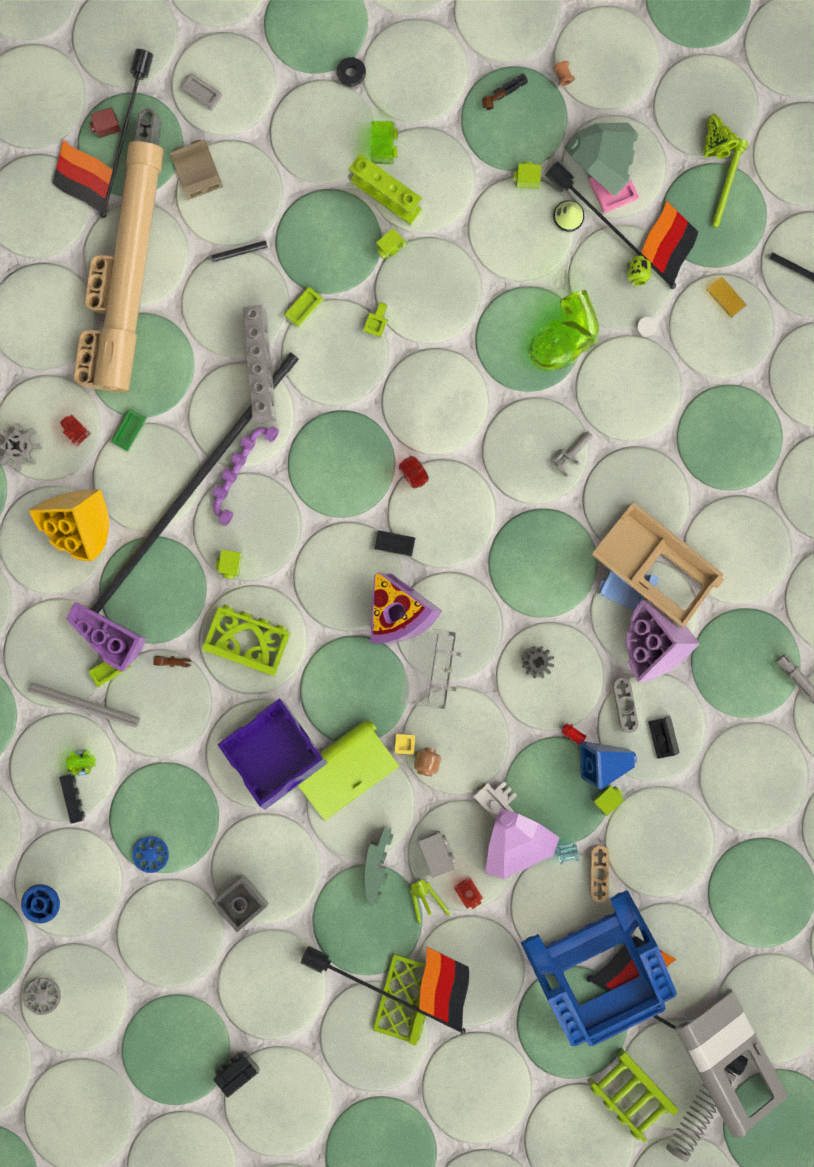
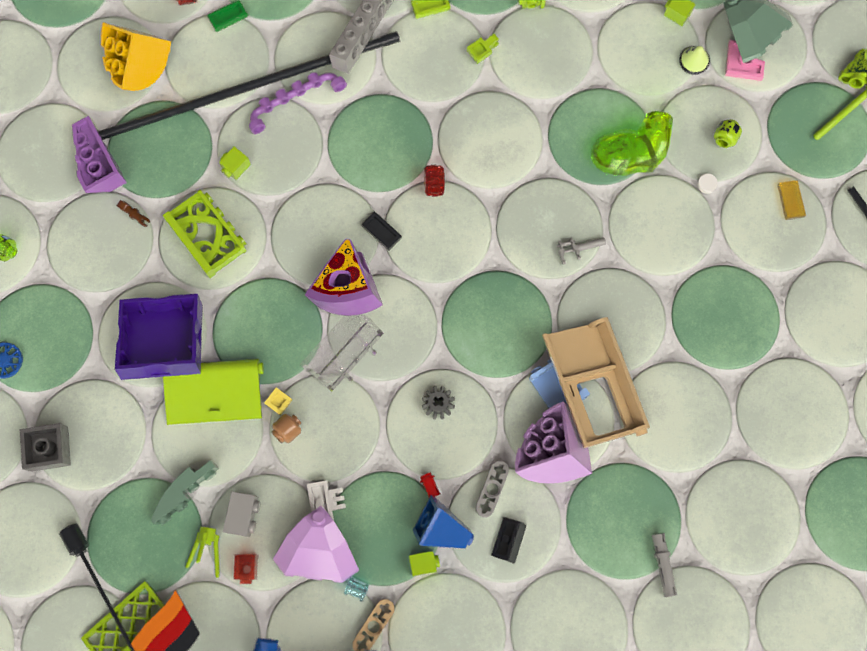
camera: 30 degrees right, 10 degrees down
(85, 705) = (39, 204): light grey axle -> none
(103, 673) = (73, 190): lime tile -> none
(665, 244) = (764, 128): flag -> none

